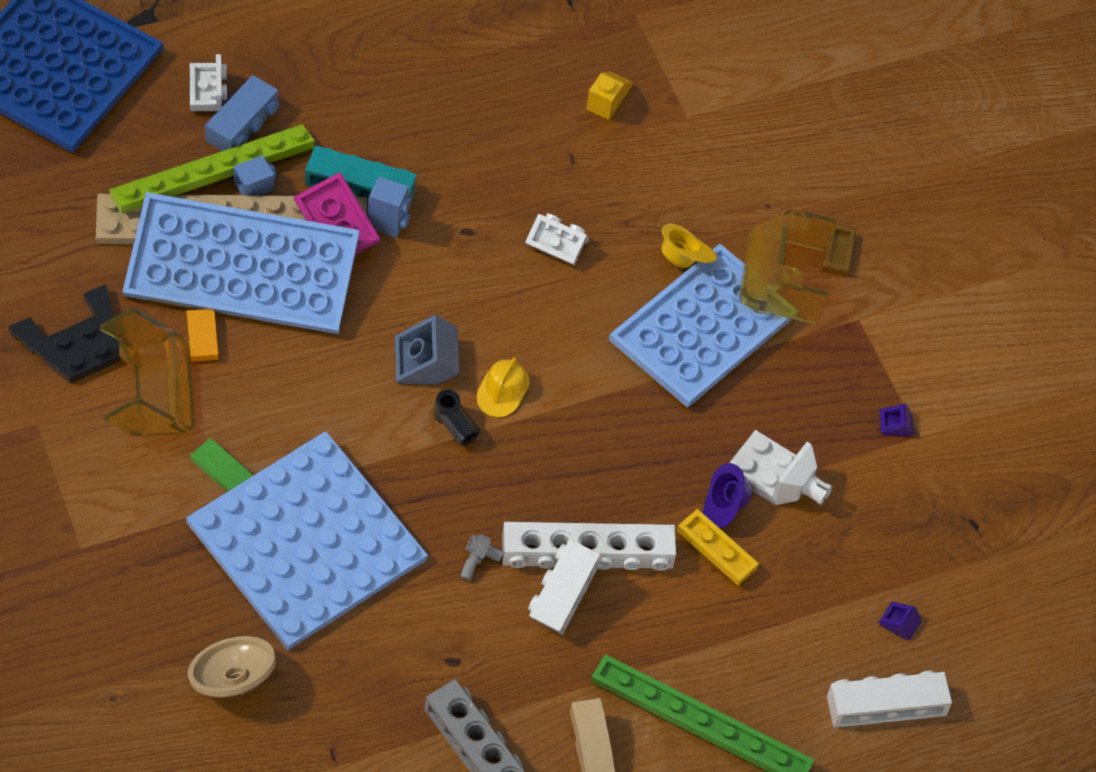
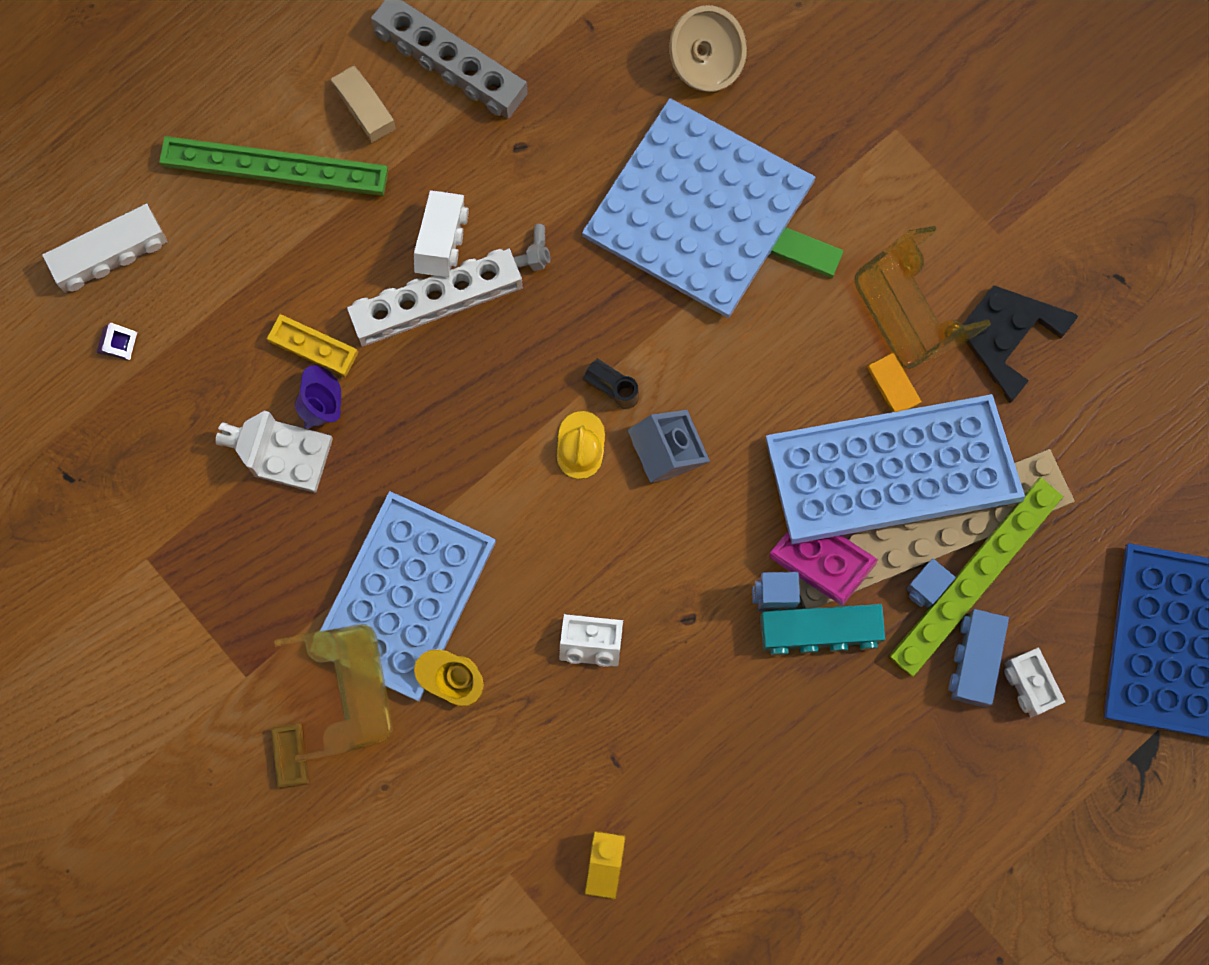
camera: 165 degrees right, 20 degrees up
(896, 421) = (174, 563): dark purple slope -> none

